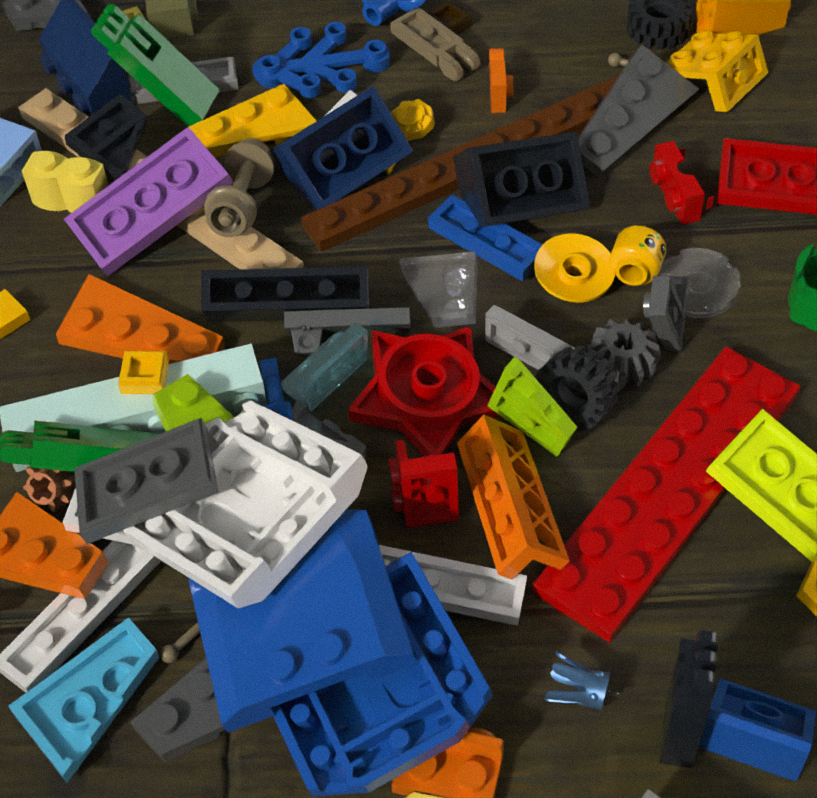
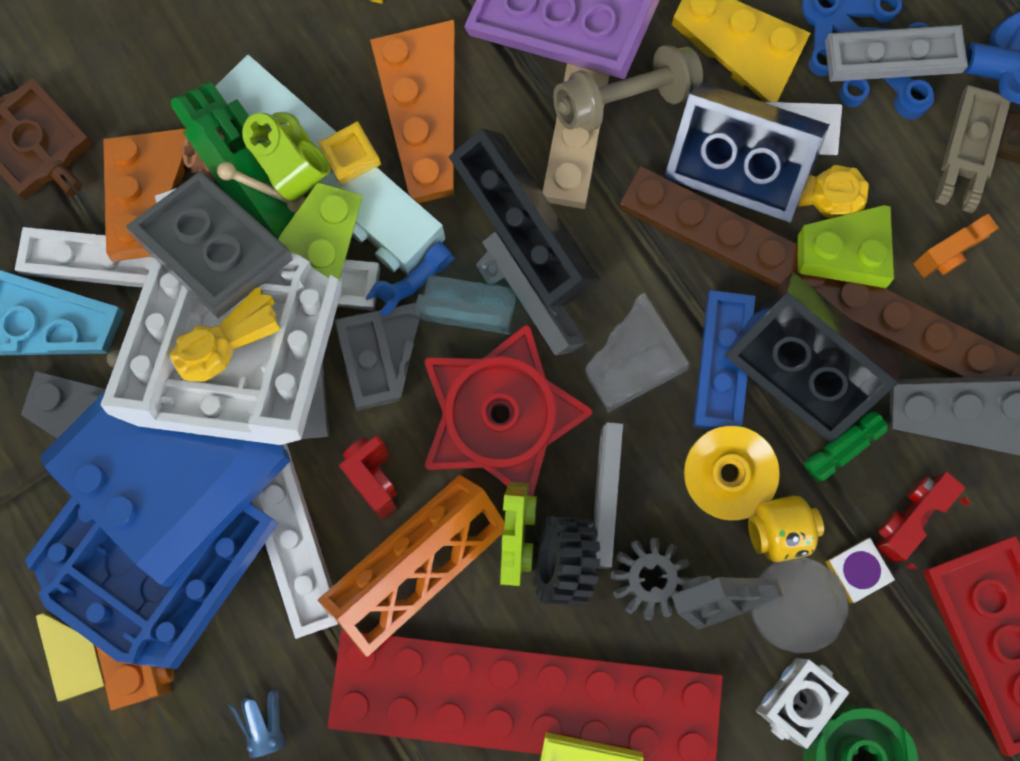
camera: 60 degrees right, 25 degrees up
(94, 443) = (227, 172): none -> tan hinge
(121, 403) = (287, 155): none -> lime piece
(244, 503) = (208, 349): none -> yellow piece
(338, 43) = (896, 53): none -> light grey tile
(458, 128) = (849, 248): none -> lime wing
(600, 202) = (846, 446): none -> green axle
(694, 233) = (860, 570): none -> tile
(774, 300) = (819, 702): none -> white head

